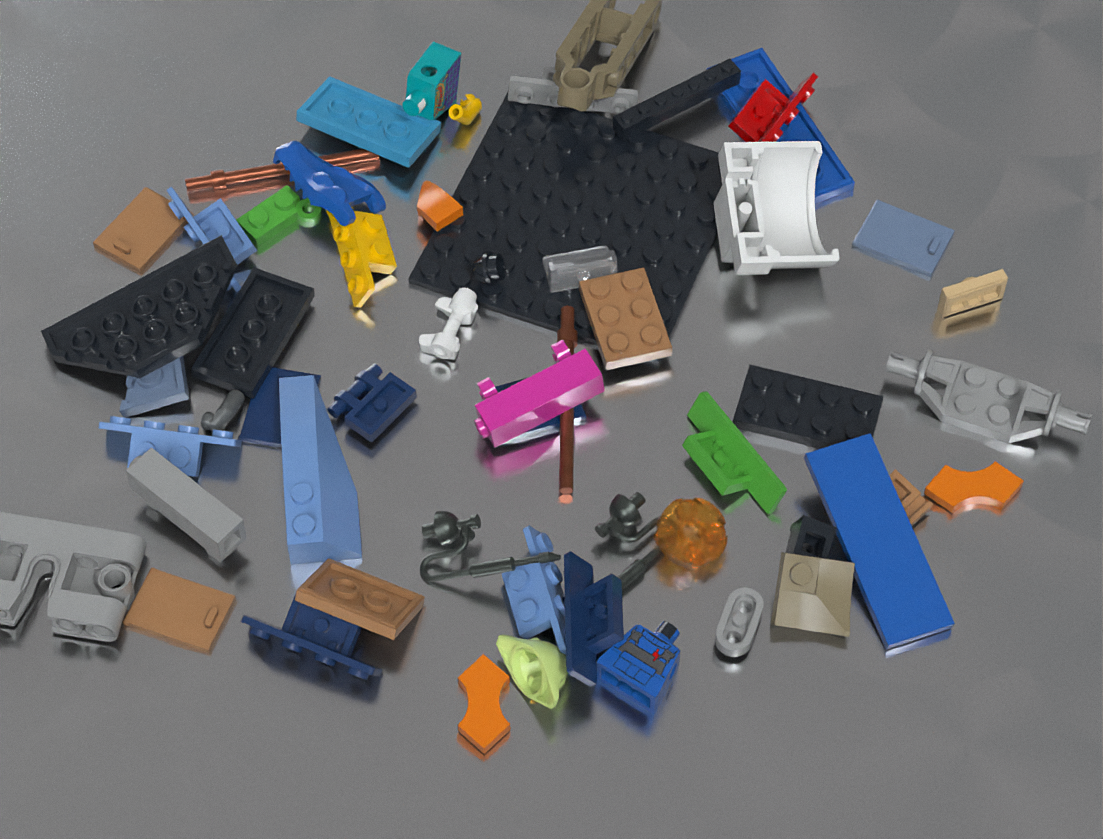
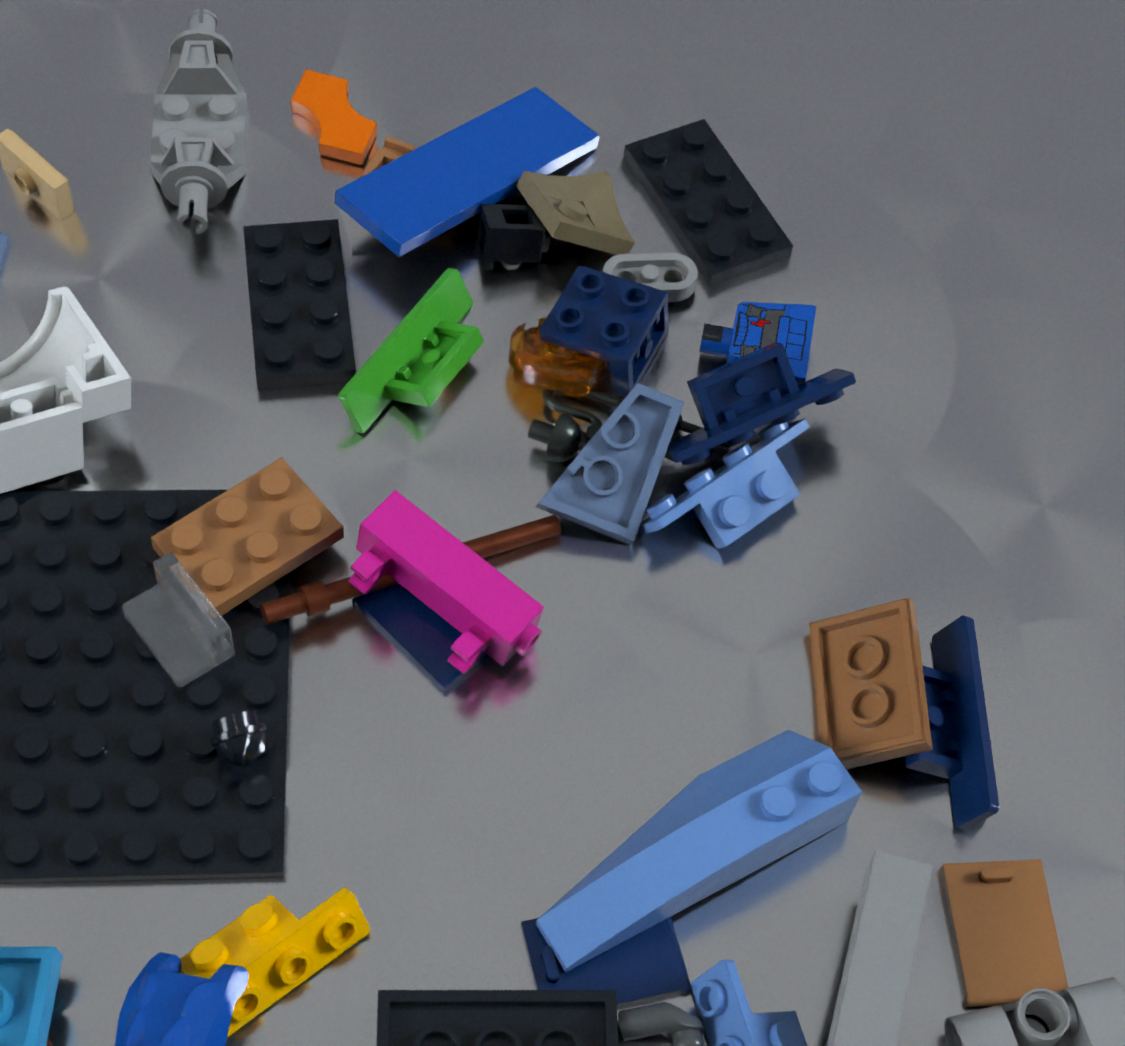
camera: 120 degrees left, 0 degrees up
(378, 408) = (544, 803): dark blue plate -> none
(437, 206) = (125, 882): orange slope -> none
(448, 528) = (701, 626): pearl dark grey piece -> none
(461, 311) = (316, 767): white piece -> none
(483, 720) = (928, 496): orange tile -> none
(535, 667) = (841, 448): yellowish green hat -> none
(581, 525) = (618, 467): none -> sand blue wing
(697, 568) = (610, 322): none -> dark blue bracket
(801, 697) = (707, 202): none -> black plate

